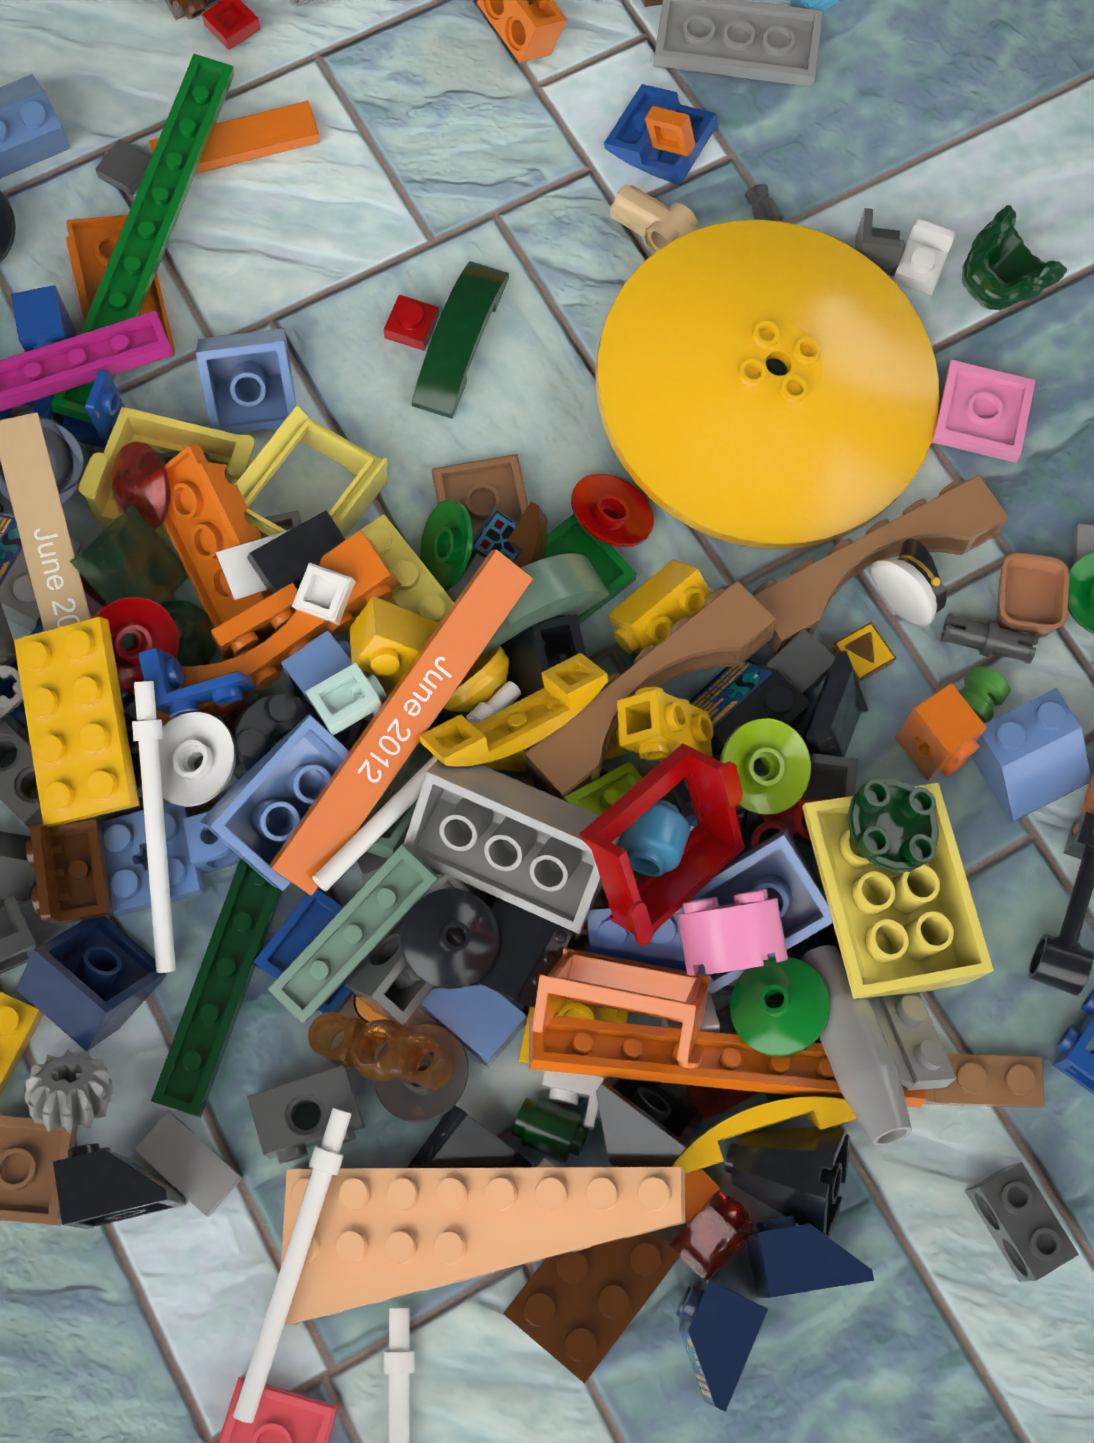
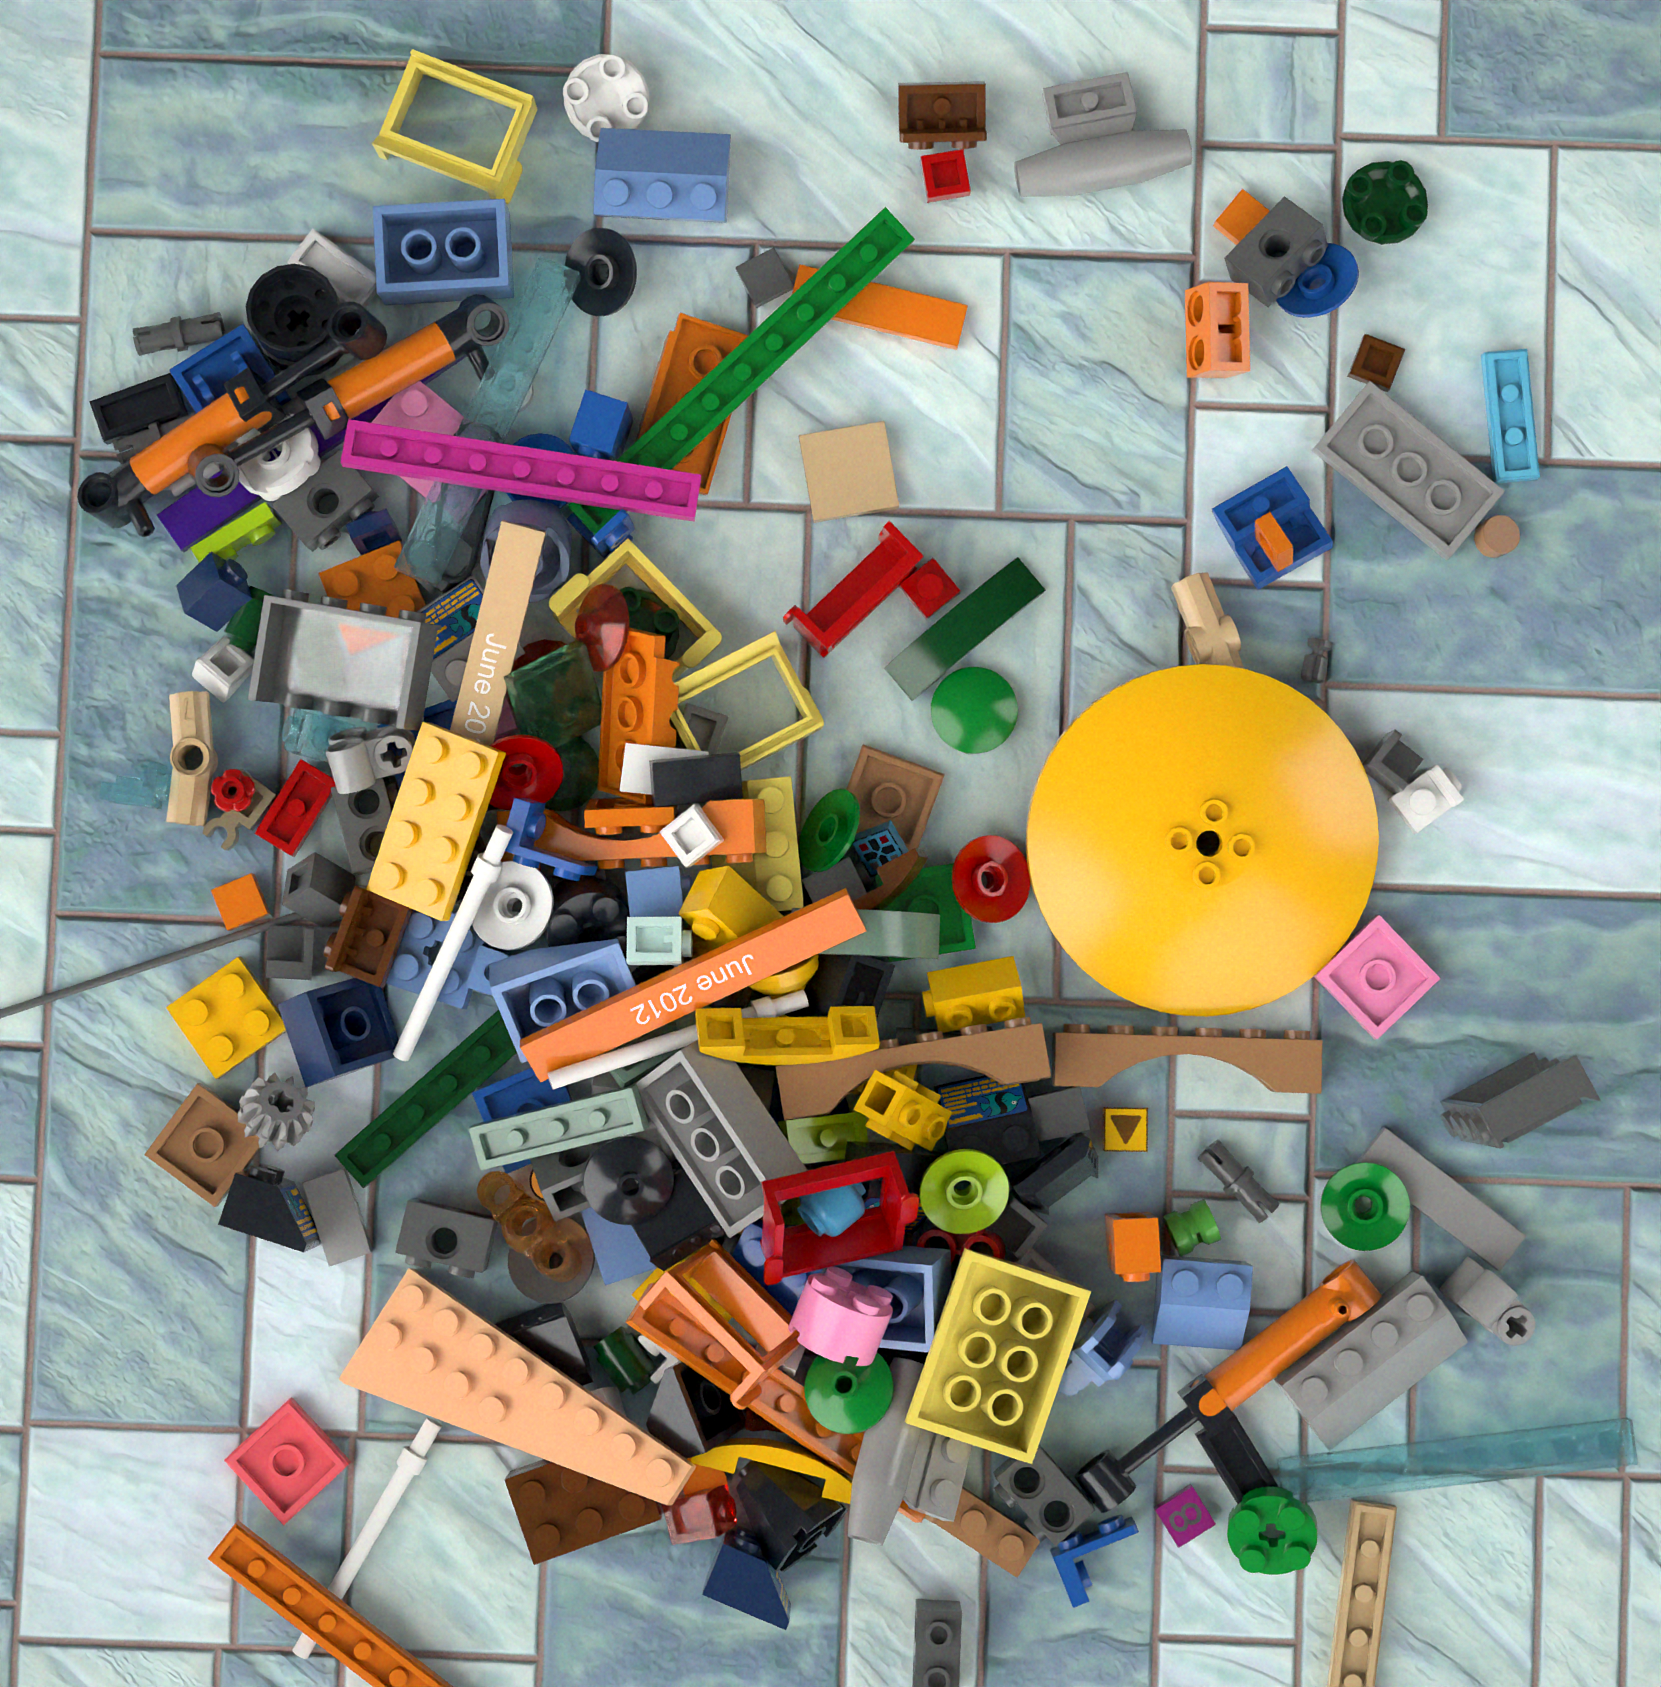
camera: 35 degrees right, 15 degrees up
(246, 380) = (752, 567): medium blue slope -> none
(286, 271) = (848, 471): none -> tan tile
(325, 1163) = (435, 1289): white bar -> none
(340, 385) = (857, 592): none -> red piece
(509, 393) = (974, 710): none -> green dish
(718, 1337) = (654, 1592): dark blue slope -> none
(839, 49) = (1497, 536): none -> medium nougat piece
(894, 824) = (1025, 1309): dark green dish -> none
(910, 584) = (1199, 1099): white piece -> none
(981, 848) = (1100, 1351): none -> medium blue hinge
(1003, 269) = (1487, 860): dark green hair -> none
(1014, 997) = (1050, 1486): none -> dark grey brick
(1032, 594) = (1300, 1168): nougat piece -> none

